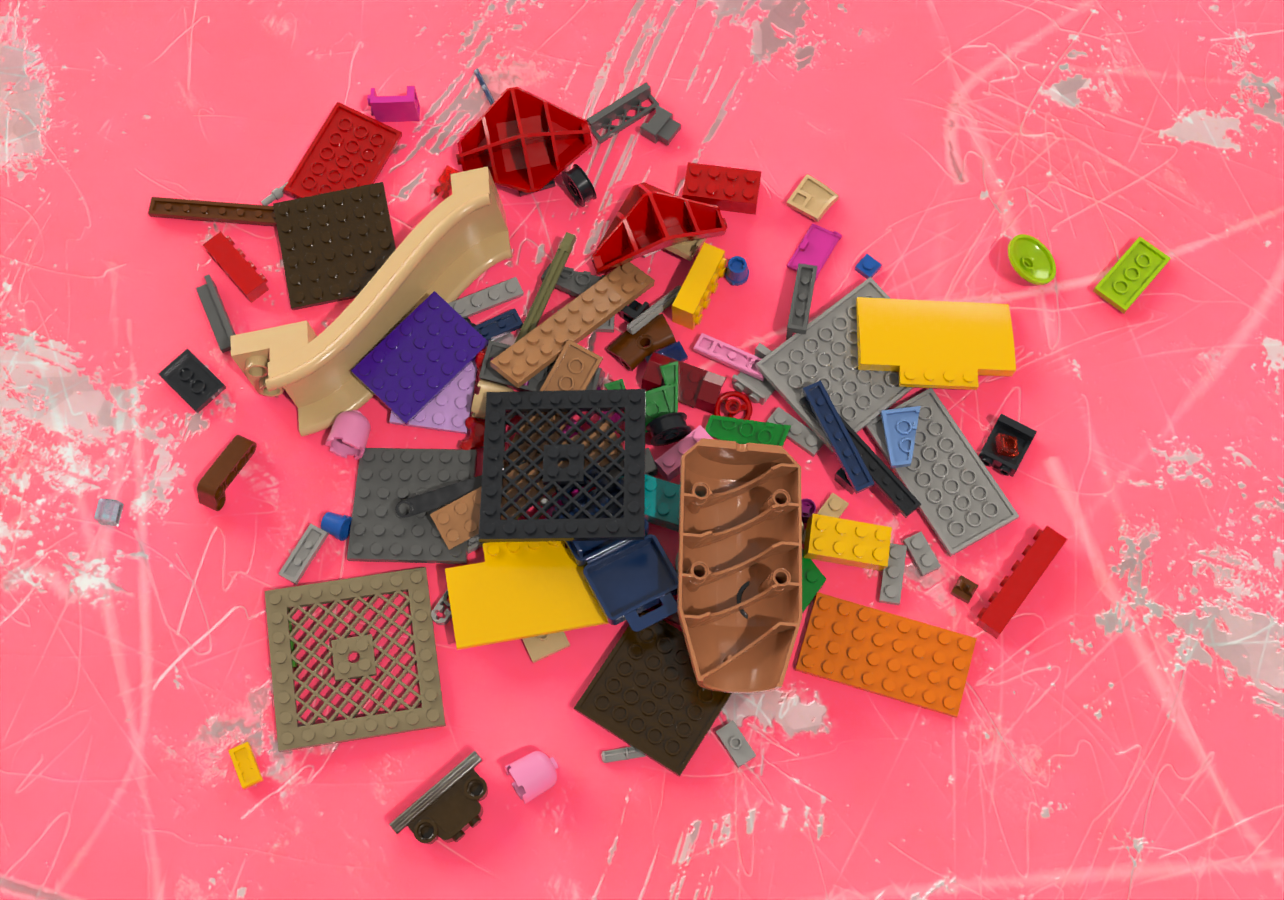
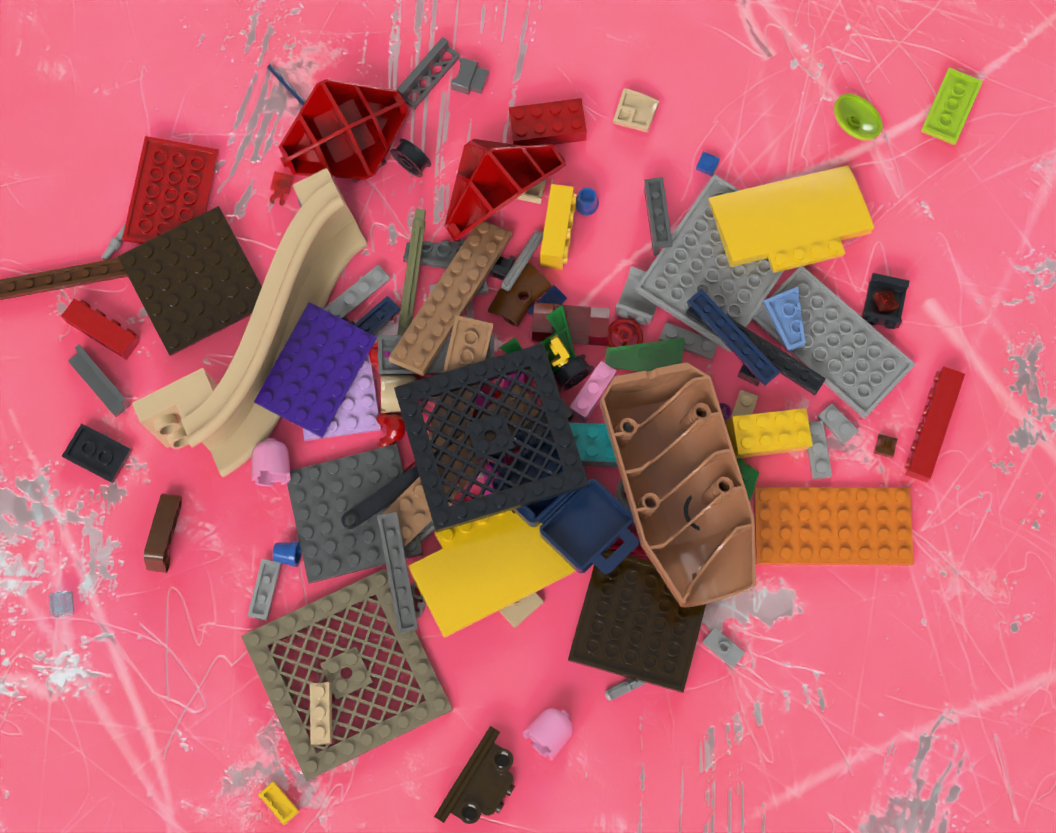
camera: 20 degrees left, 5 degrees up
(314, 689) = (321, 713): none -> tan plate
(395, 108) = (203, 127): dark pink panel -> none
(433, 572) = (397, 572): none -> dark grey plate
(660, 399) = (559, 348): none -> yellow bracket
(728, 355) = (605, 286): bright pink plate -> none
(817, 247) = (655, 156): dark pink door -> none

